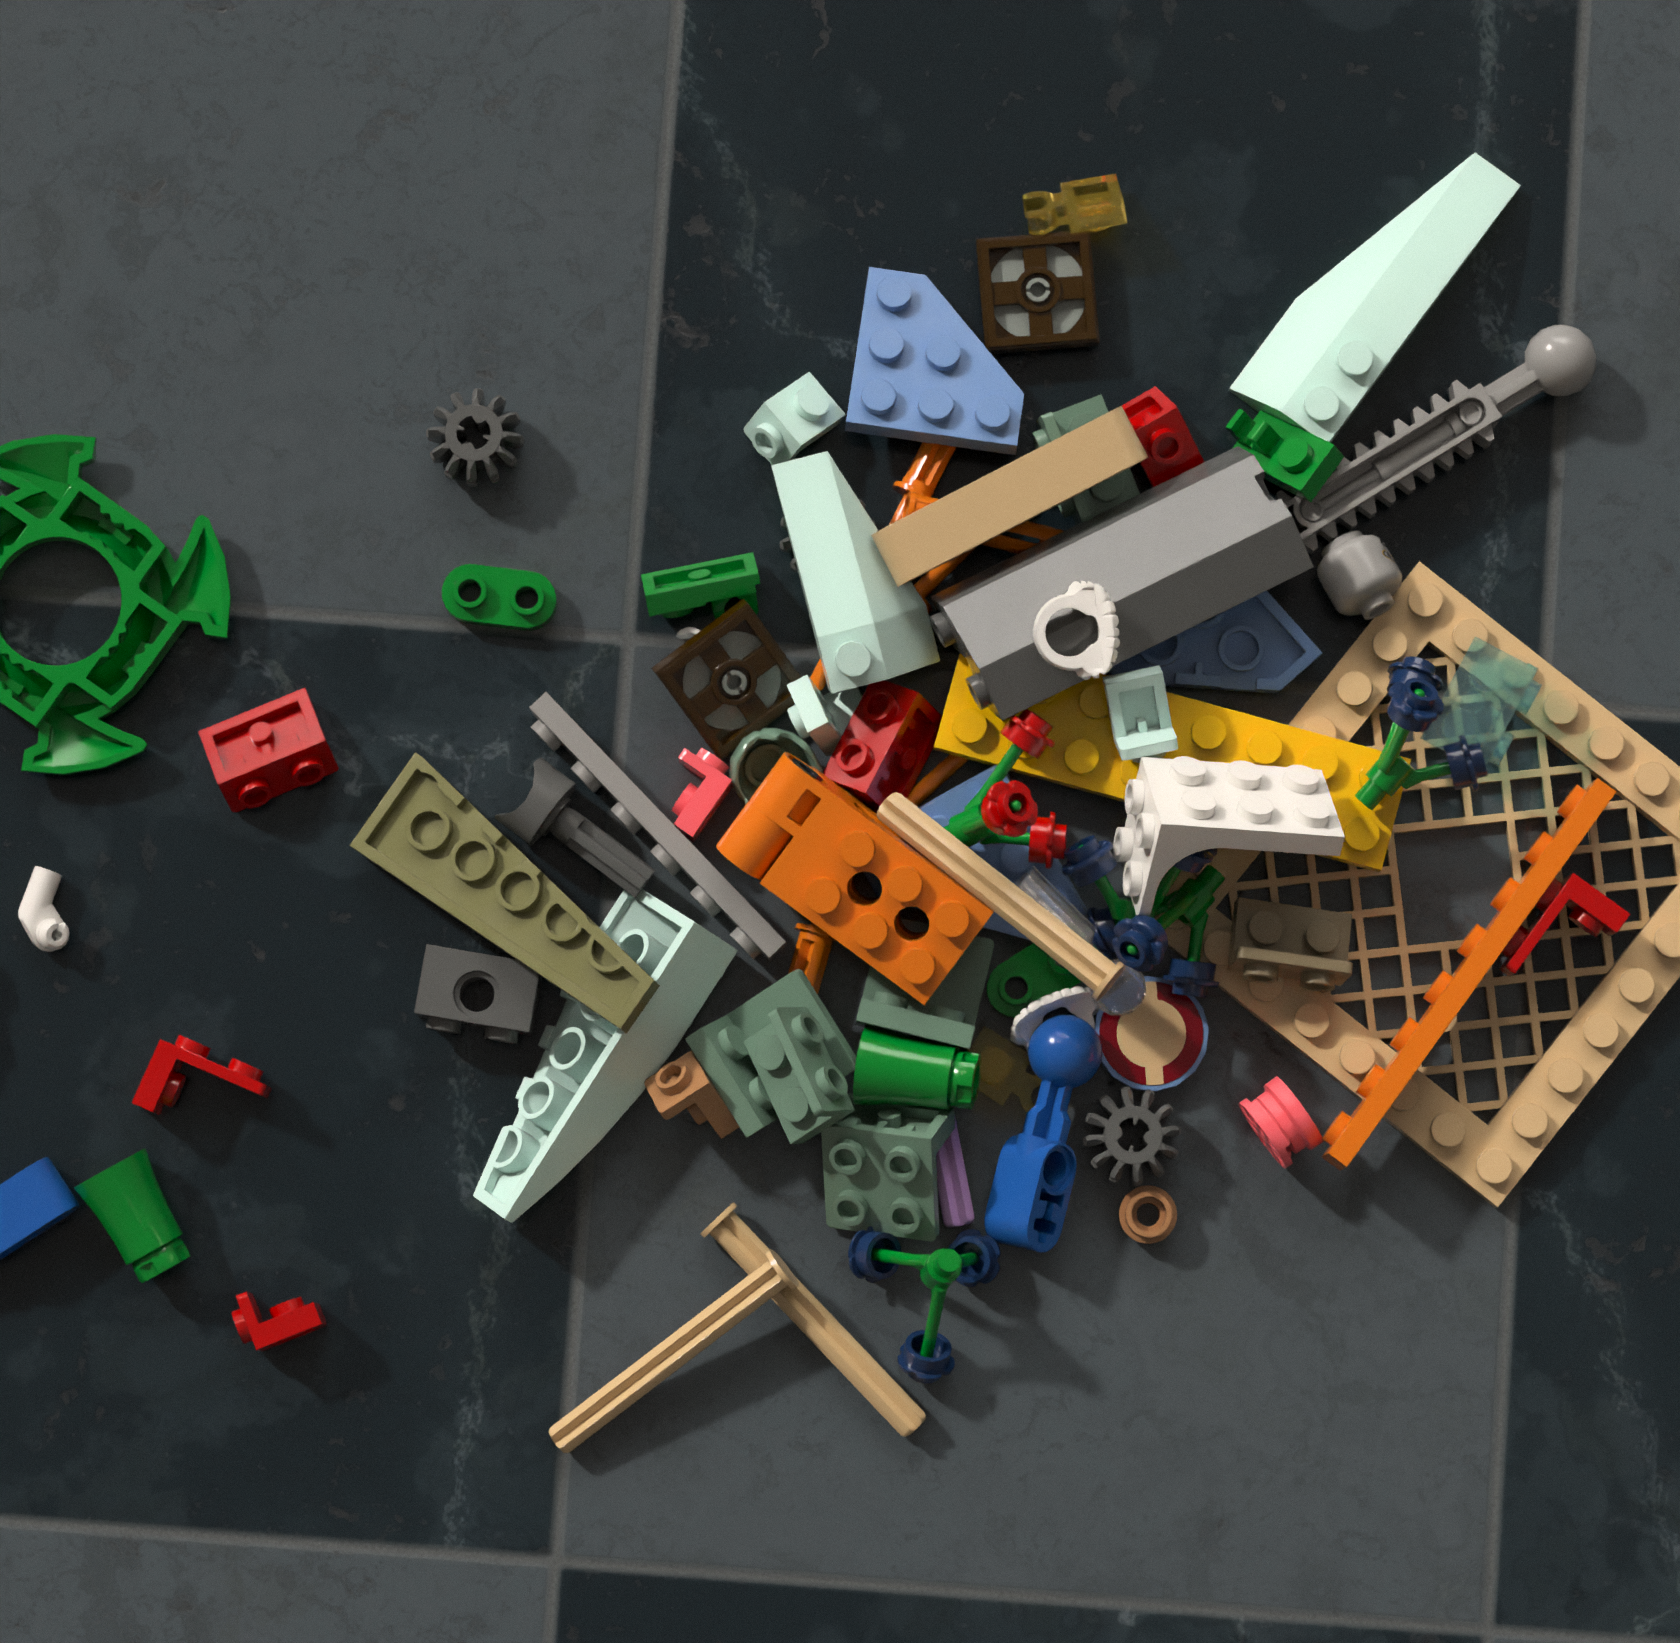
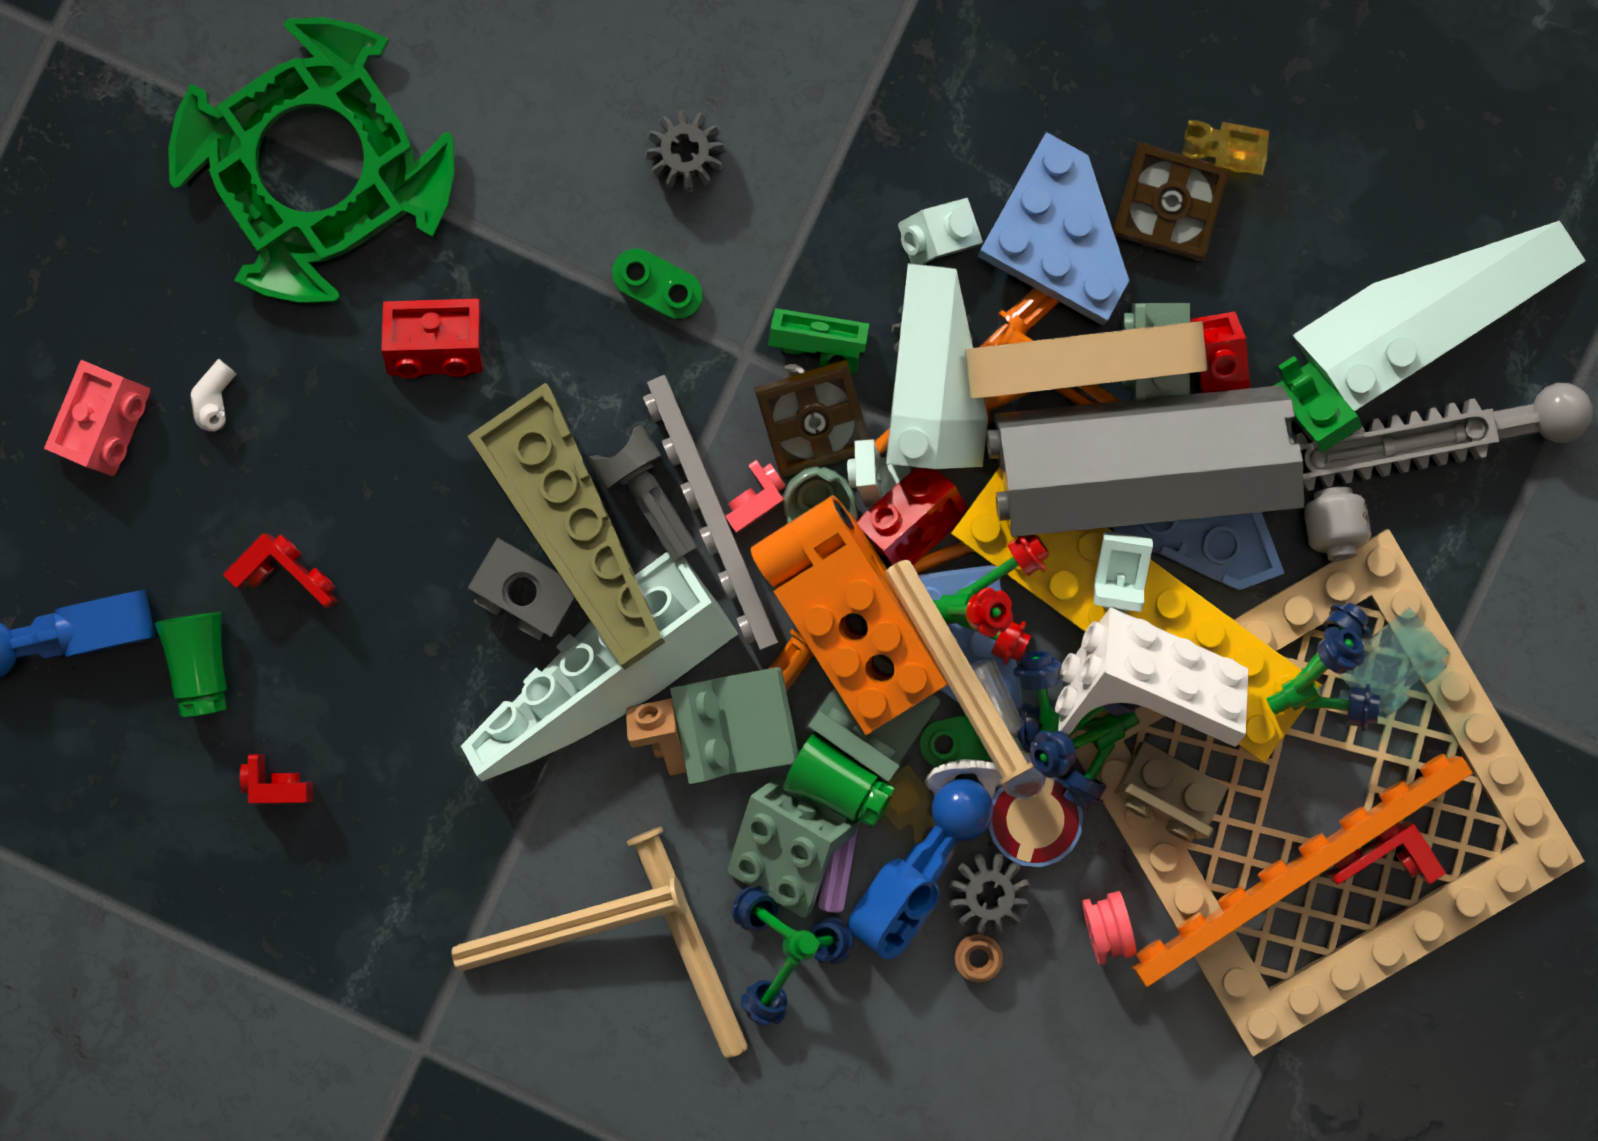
camera: 25 degrees right, 5 degrees up
(799, 1073) = (748, 750): sand green bracket -> none
(1093, 601) = (1120, 472): white piece -> none

